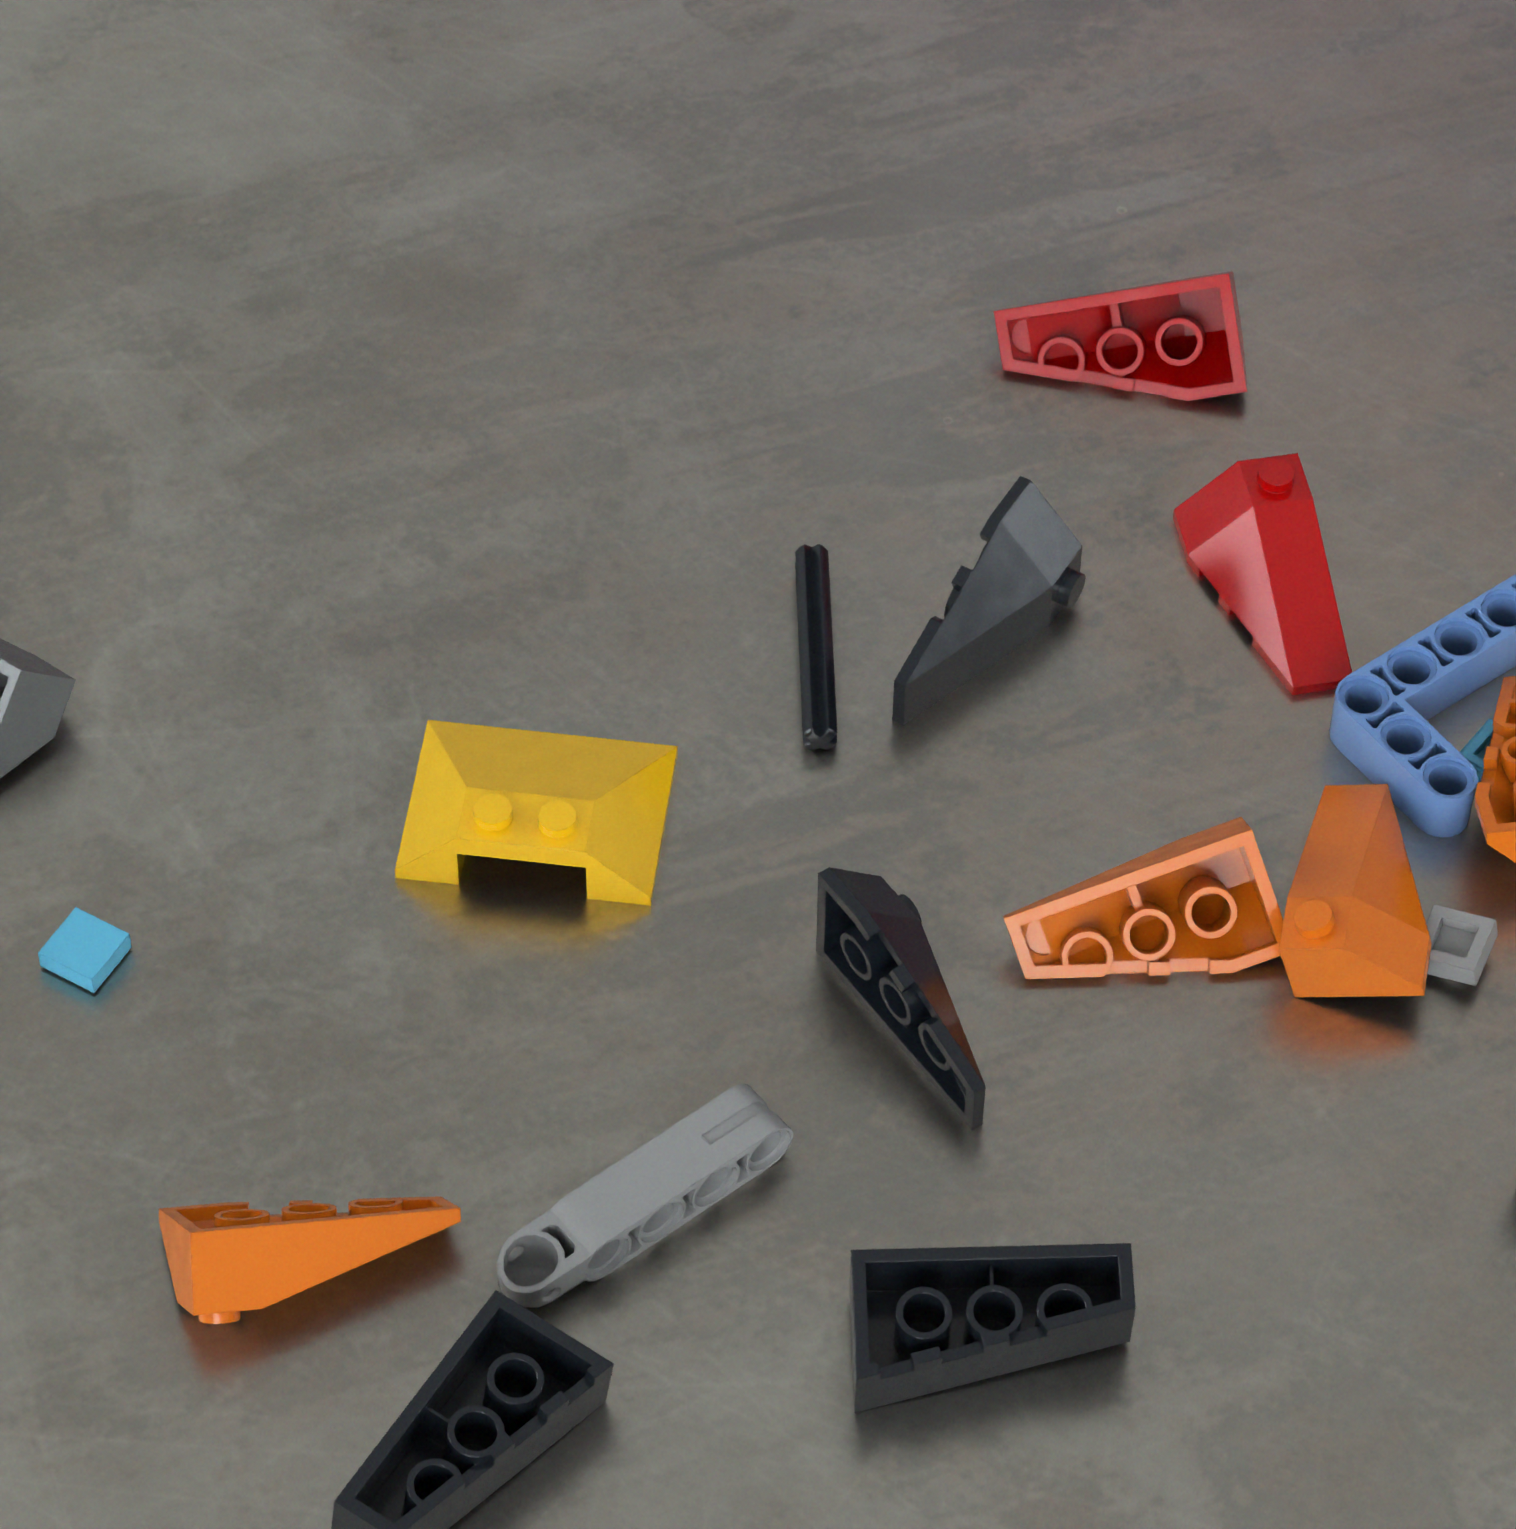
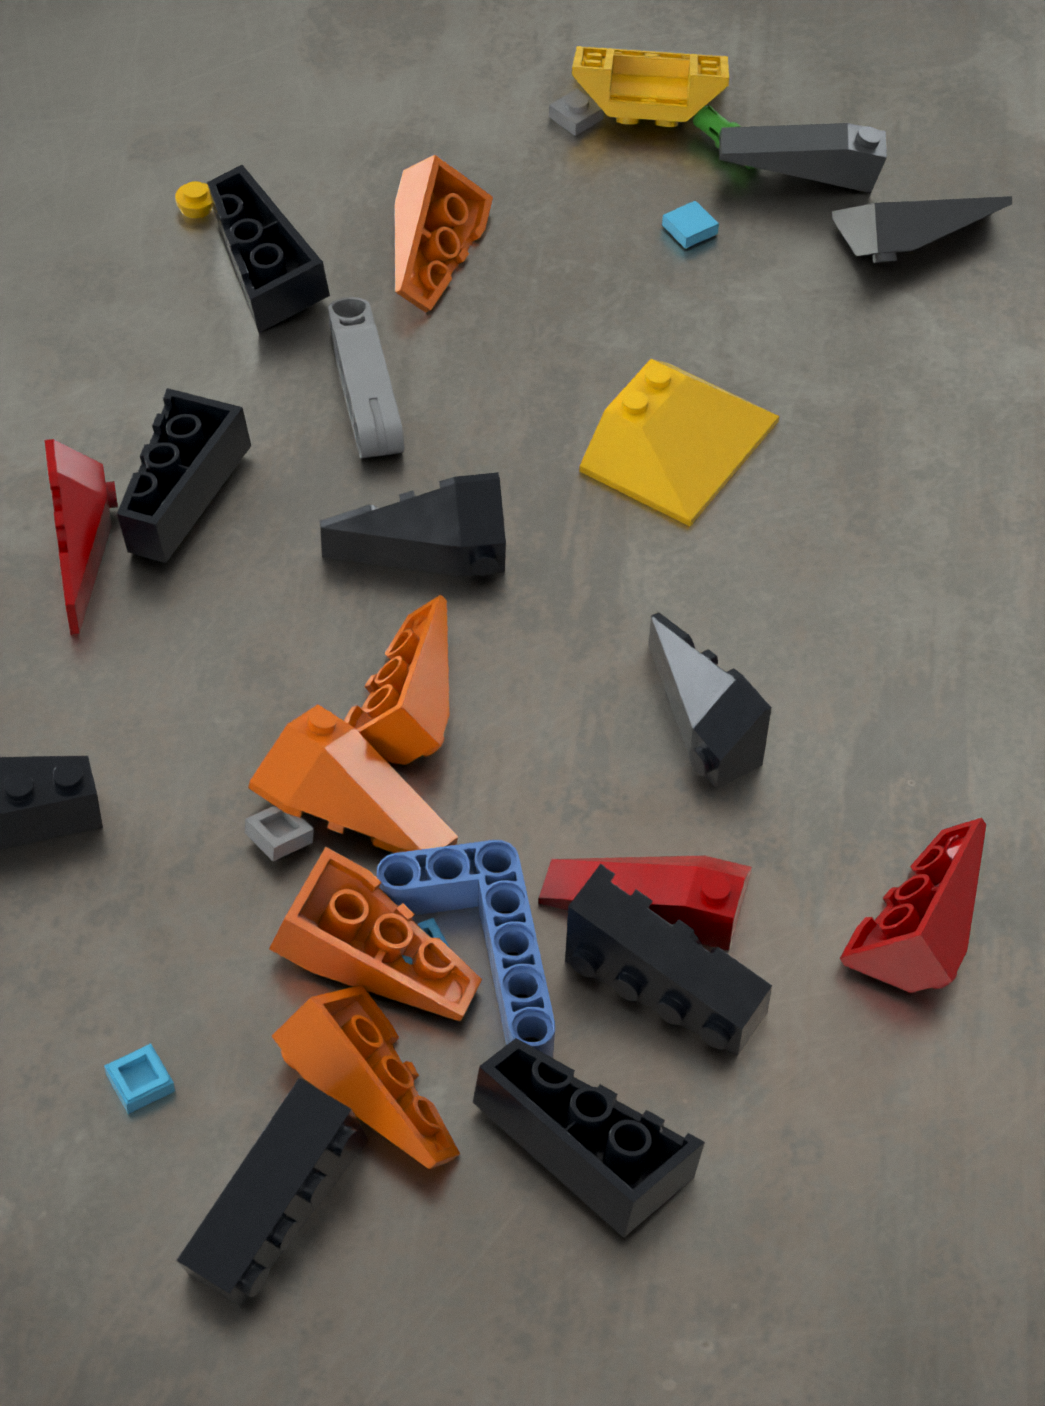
camera: 115 degrees right, 0 degrees up
(816, 647) = (734, 616): black axle -> none
(1144, 1395) = (81, 523): none -> red wedge
(1384, 519) = (662, 965): none -> black wedge

